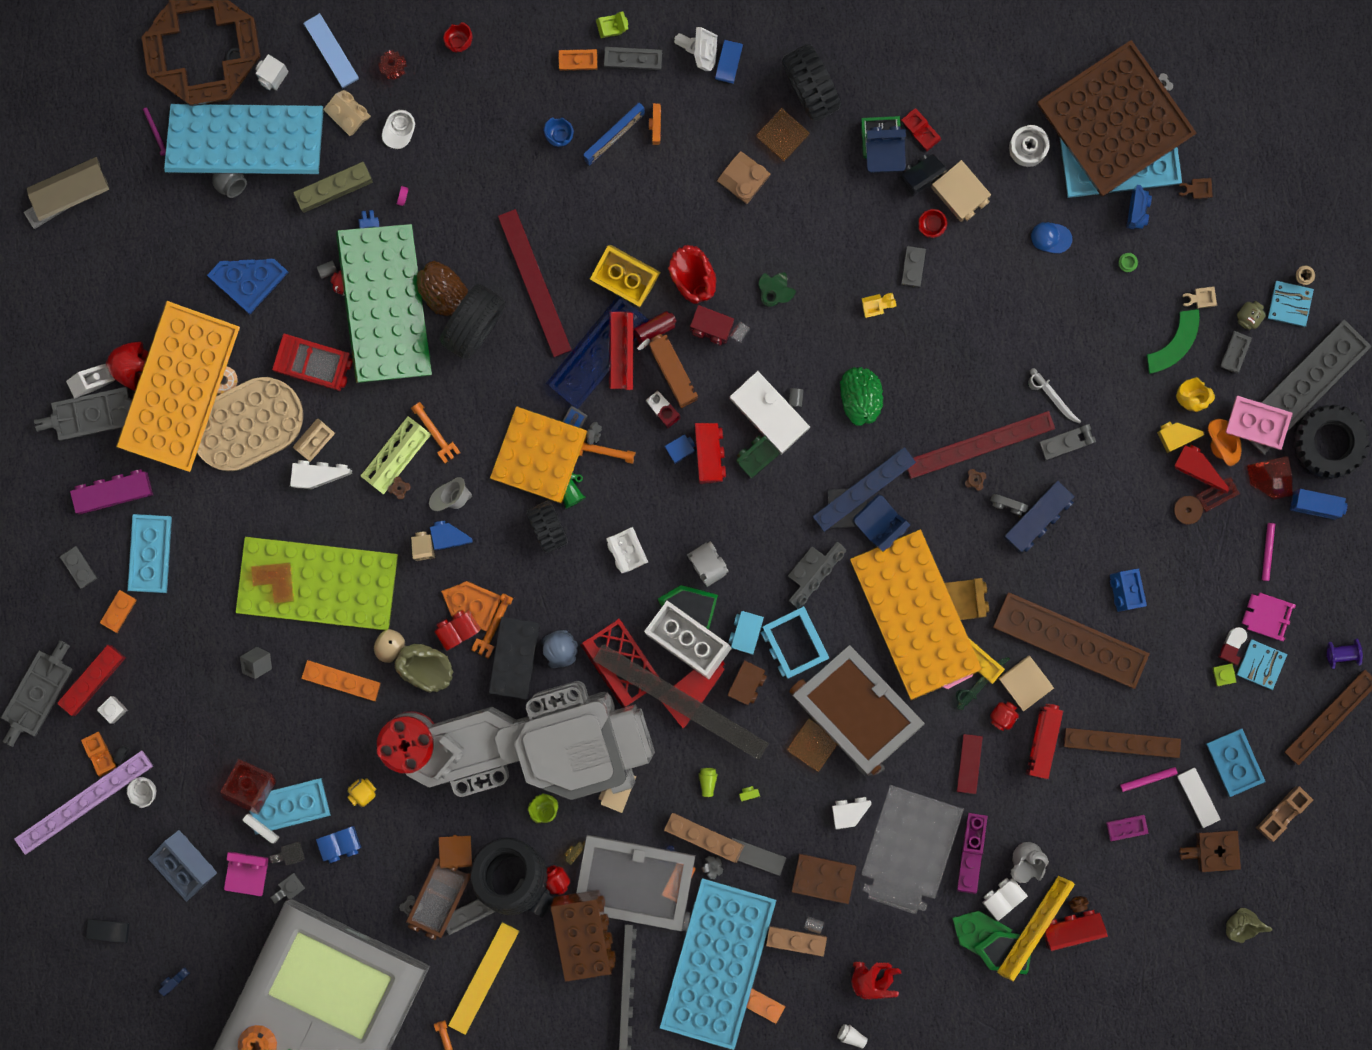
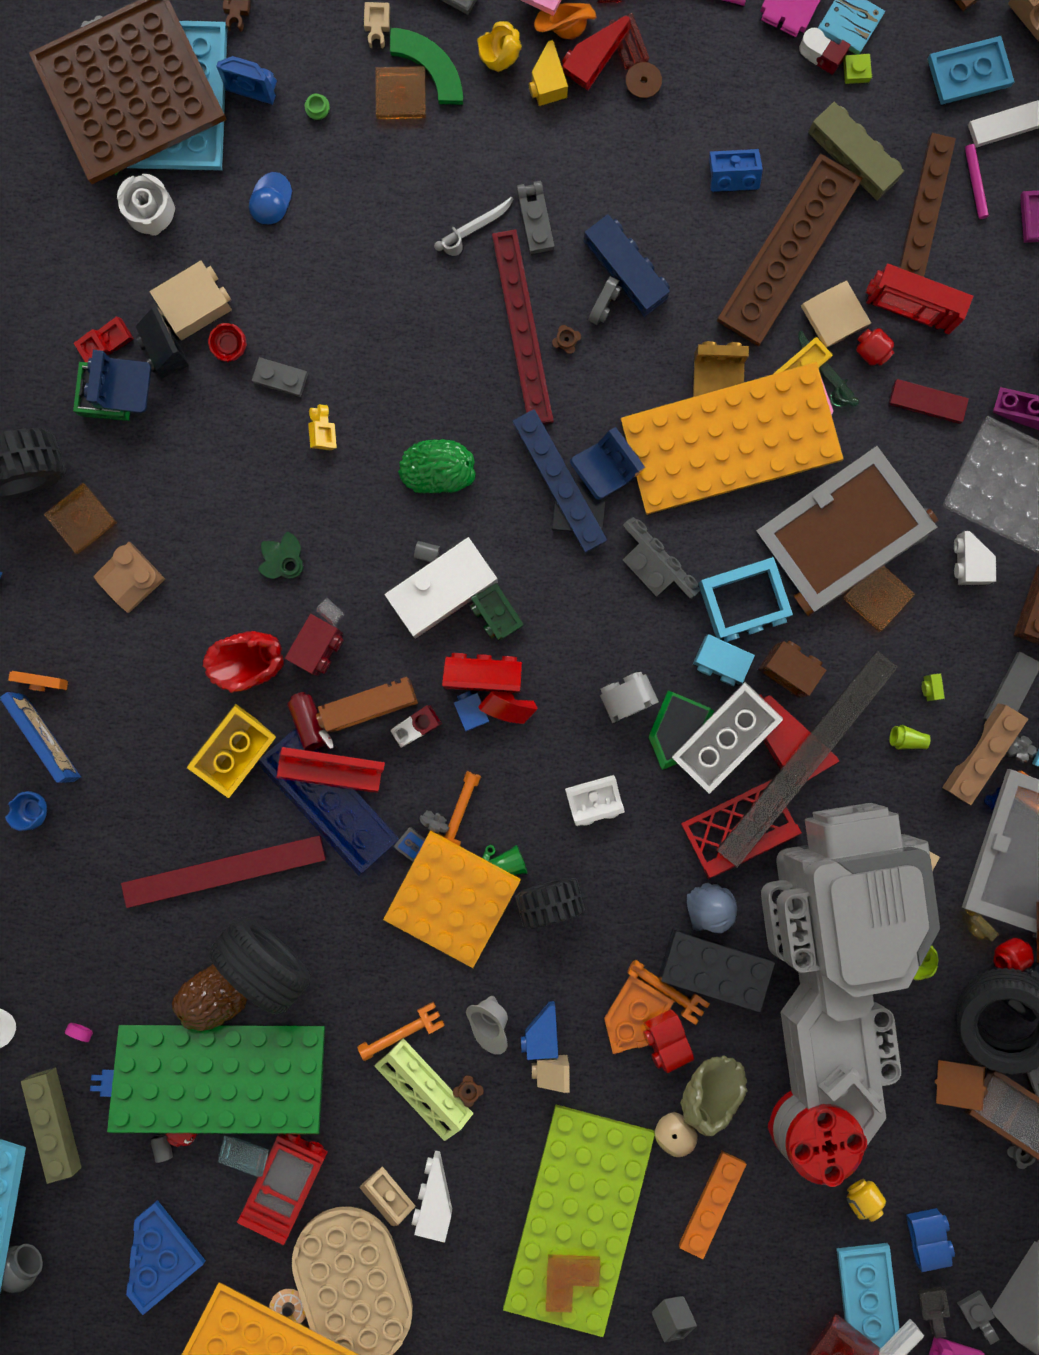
camera: 90 degrees left, 0 degrees up
(331, 330) = (243, 1156): none -> clear light blue tile
(686, 472) = (504, 707): none -> red slope
(1149, 324) = (400, 92): none -> clear orange plate
(1156, 681) = (856, 150): none -> olive brick

